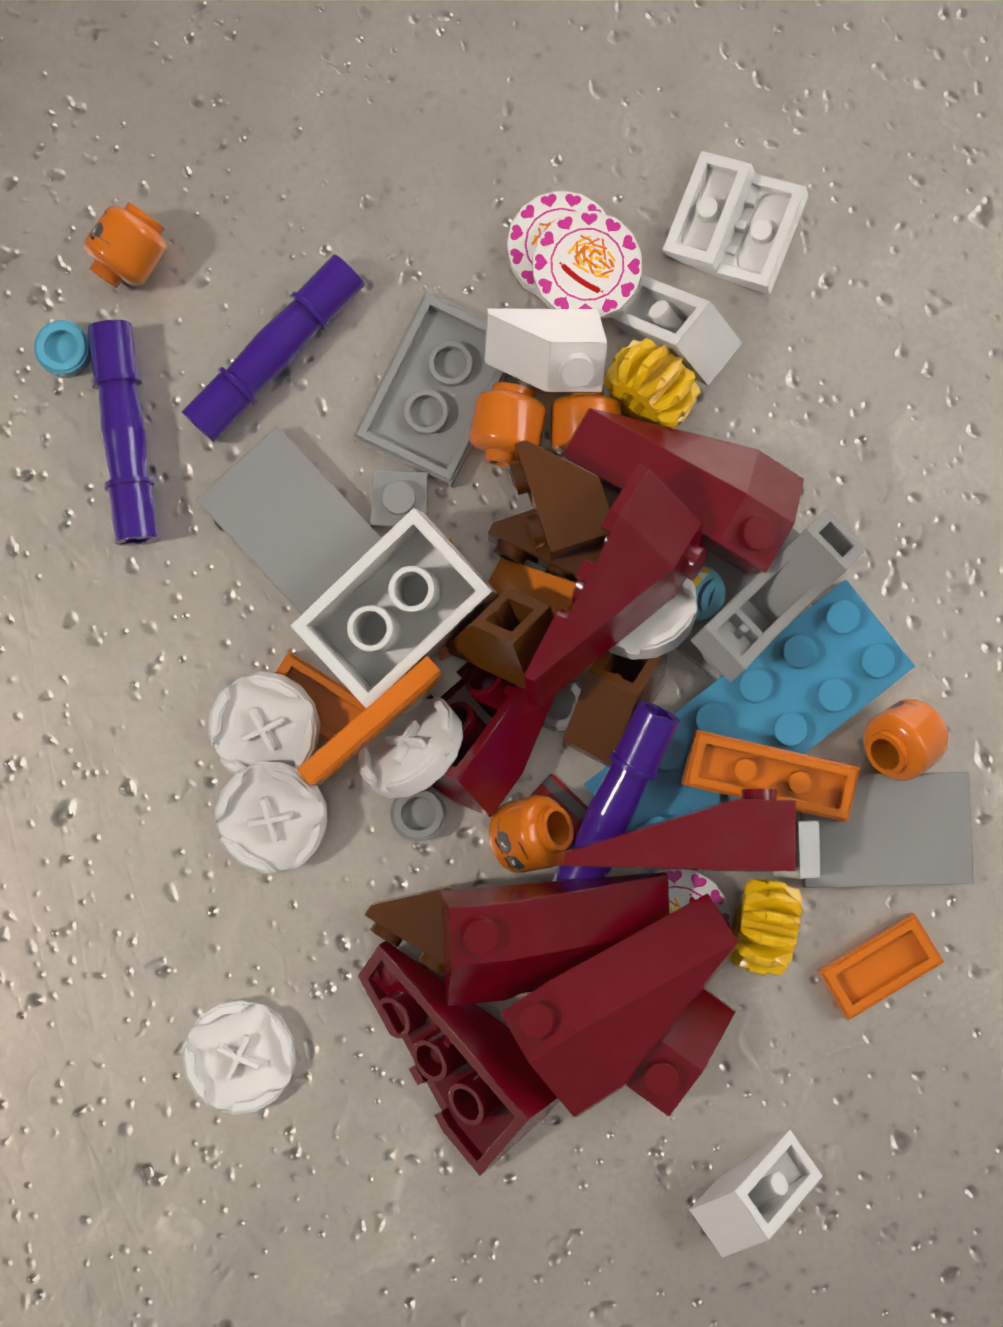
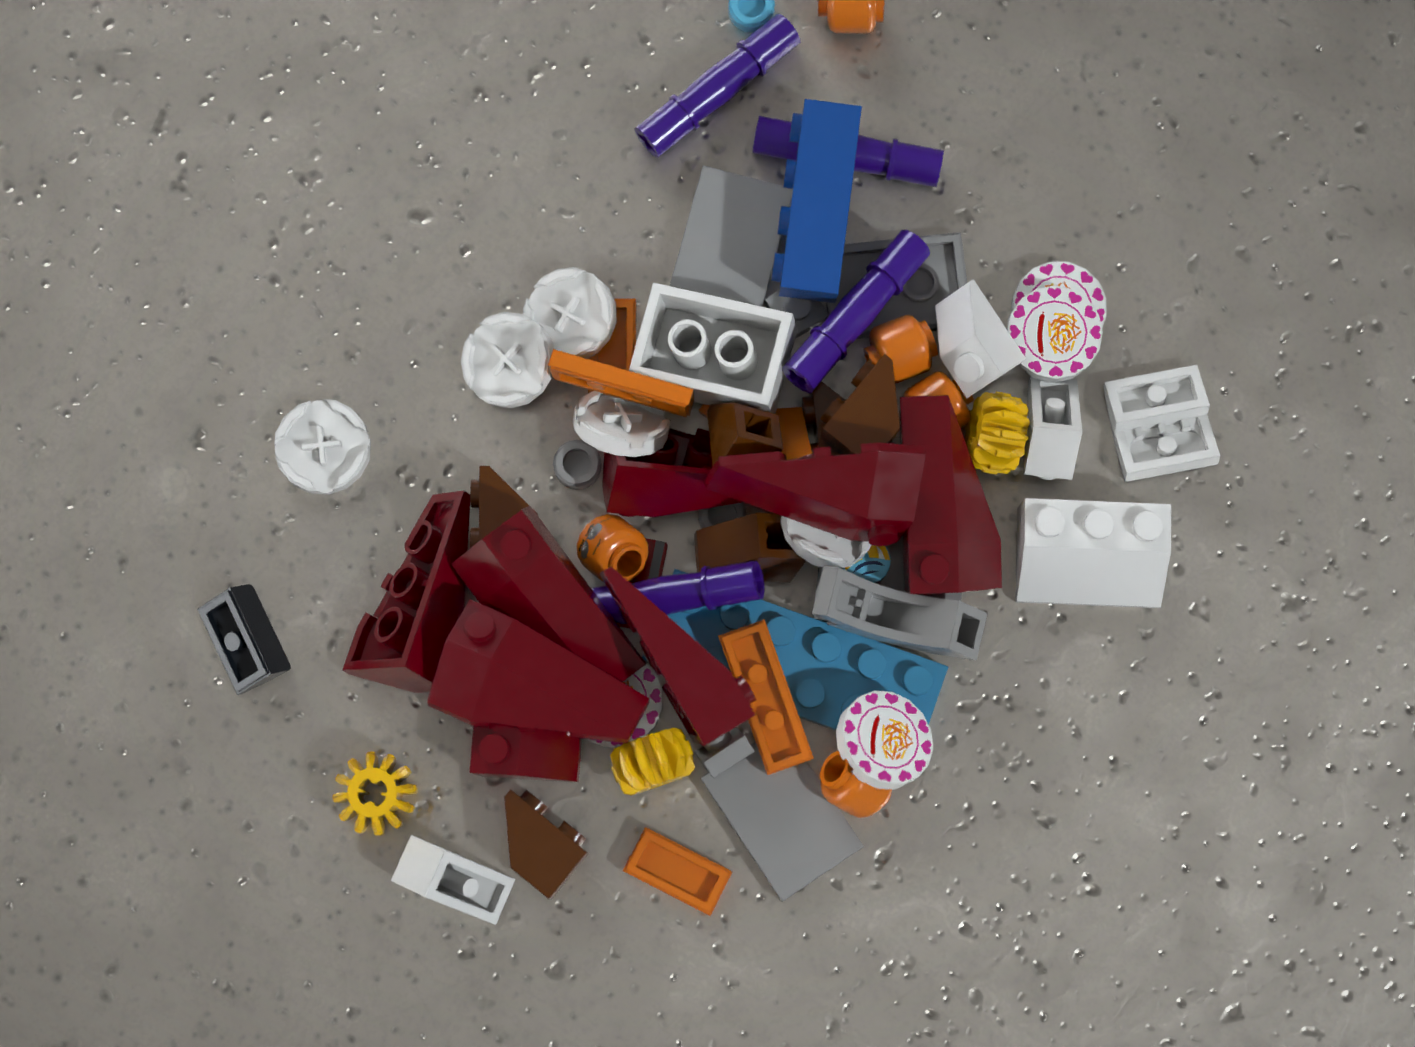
camera: 55 degrees right, 5 degrees down
(310, 407) = (819, 200): none -> blue brick
(384, 1252) = (244, 638): none -> black slope
(445, 443) = (856, 311): none -> dark purple piece
(642, 1228) = (371, 810): none -> yellow gear
(779, 1088) = (538, 848): none -> reddish brown slope
(823, 370) = (1092, 552): none -> white slope
(889, 688) = (884, 739): none -> white tile

